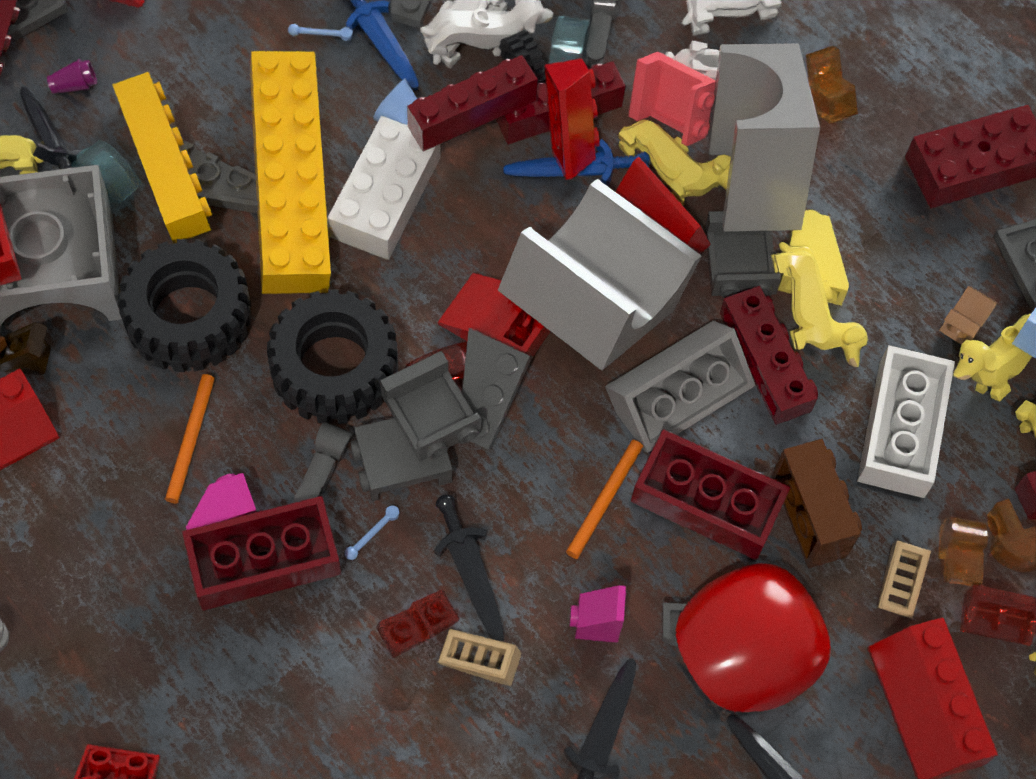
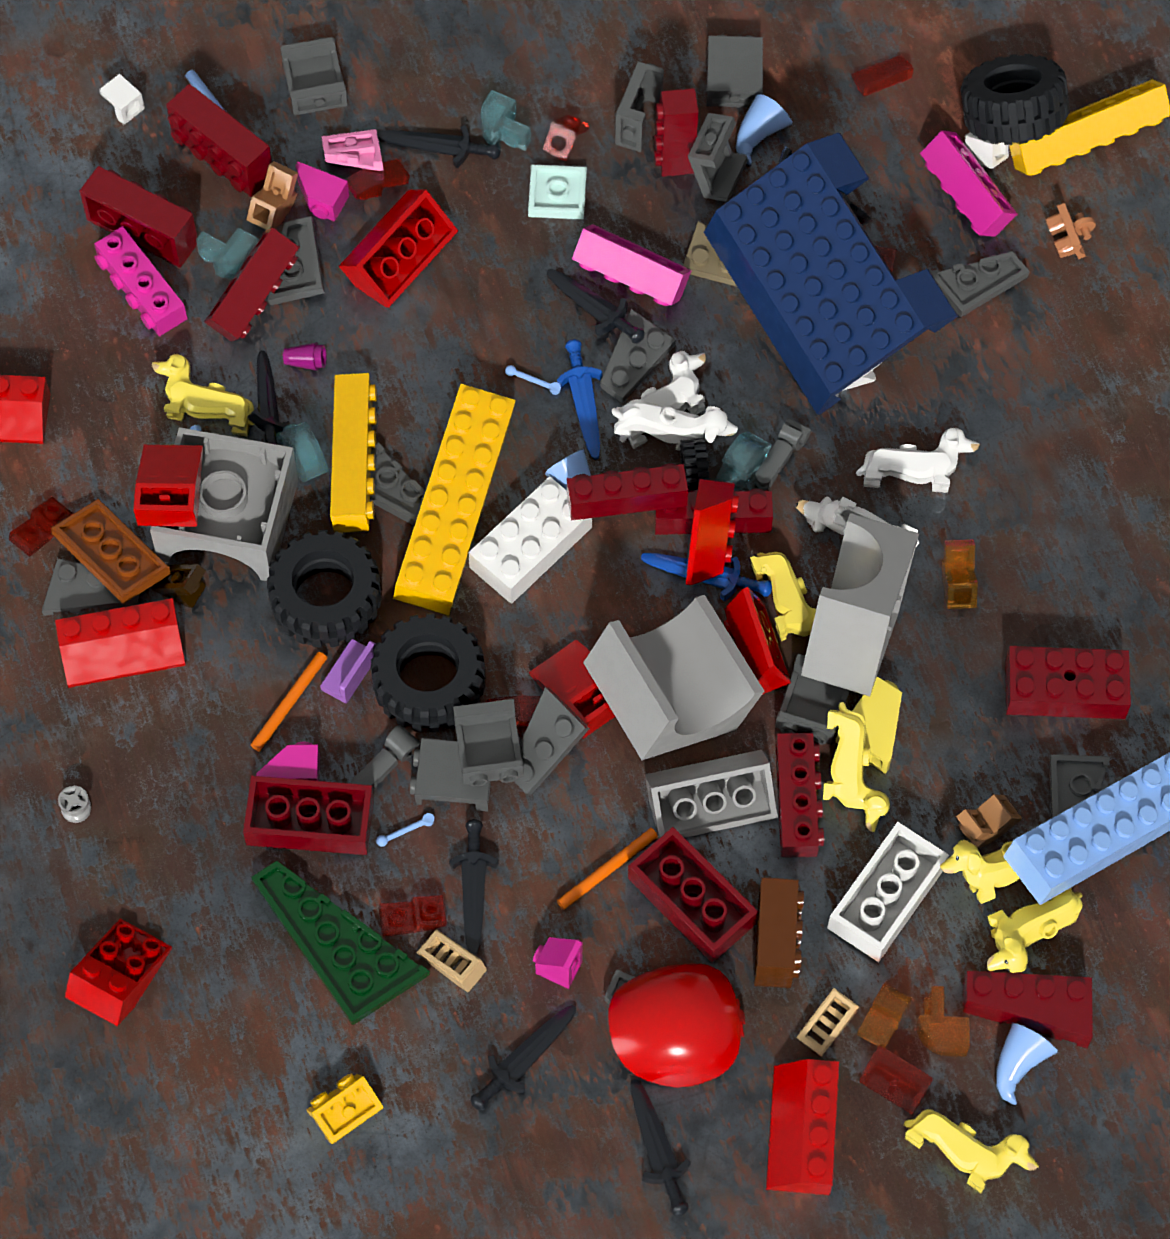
camera: 25 degrees right, 0 degrees up
(244, 383) = (348, 670): none -> medium lavender panel
(358, 691) = (343, 951): none -> dark green wing
(673, 96) = (810, 538): coral panel -> none

